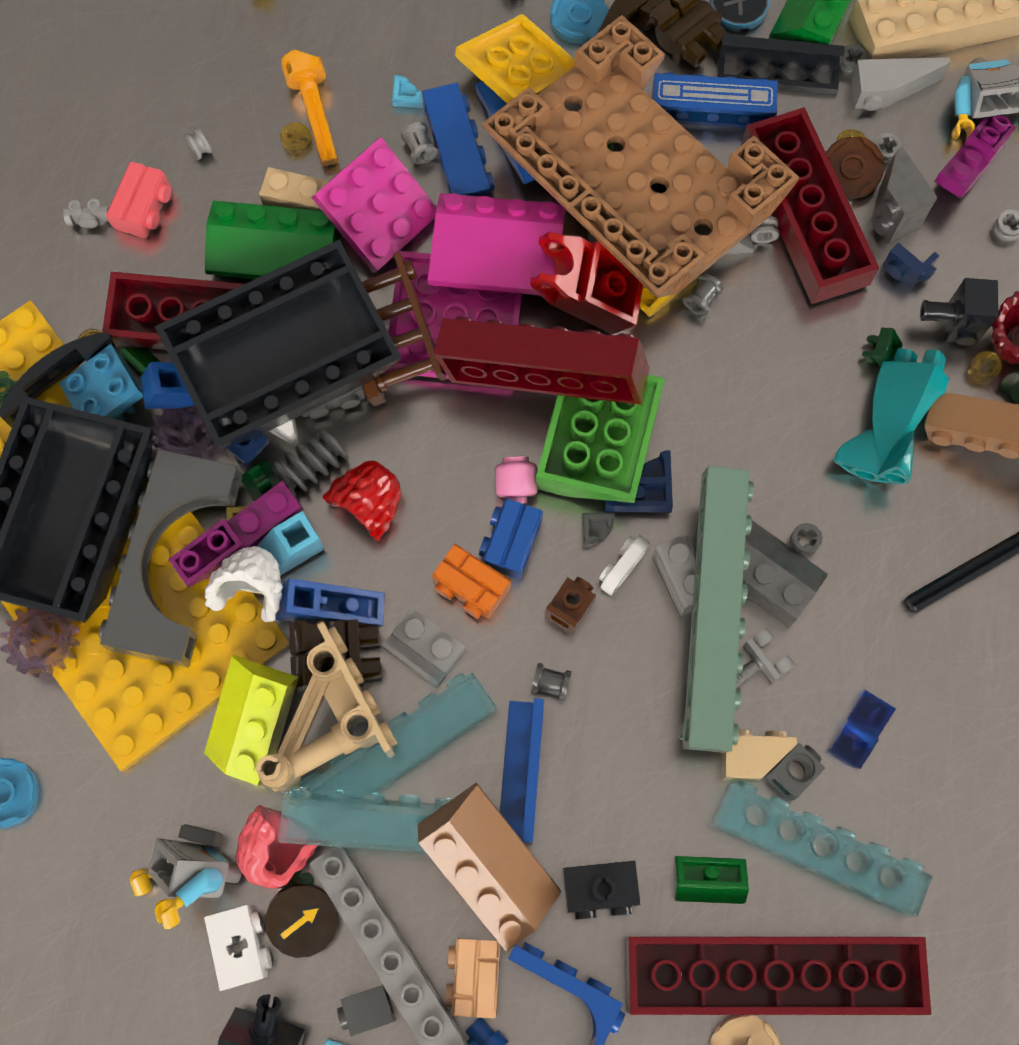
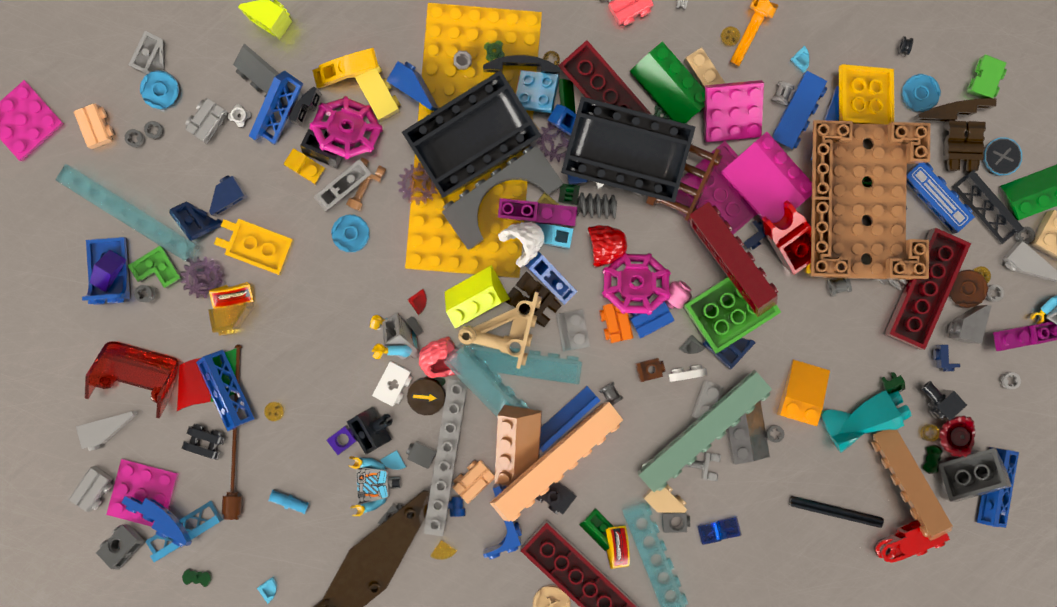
camera: 45 degrees right, 15 degrees up
(179, 799) = (418, 301): none -> red tile
(433, 492) = (636, 293): none -> dark pink plate
(540, 315) = (754, 241): none -> dark blue bracket
(561, 843) = (556, 461): none -> light nougat brick
(763, 883) = (618, 547): none -> slope
(792, 458) = (804, 393): none -> light orange slope

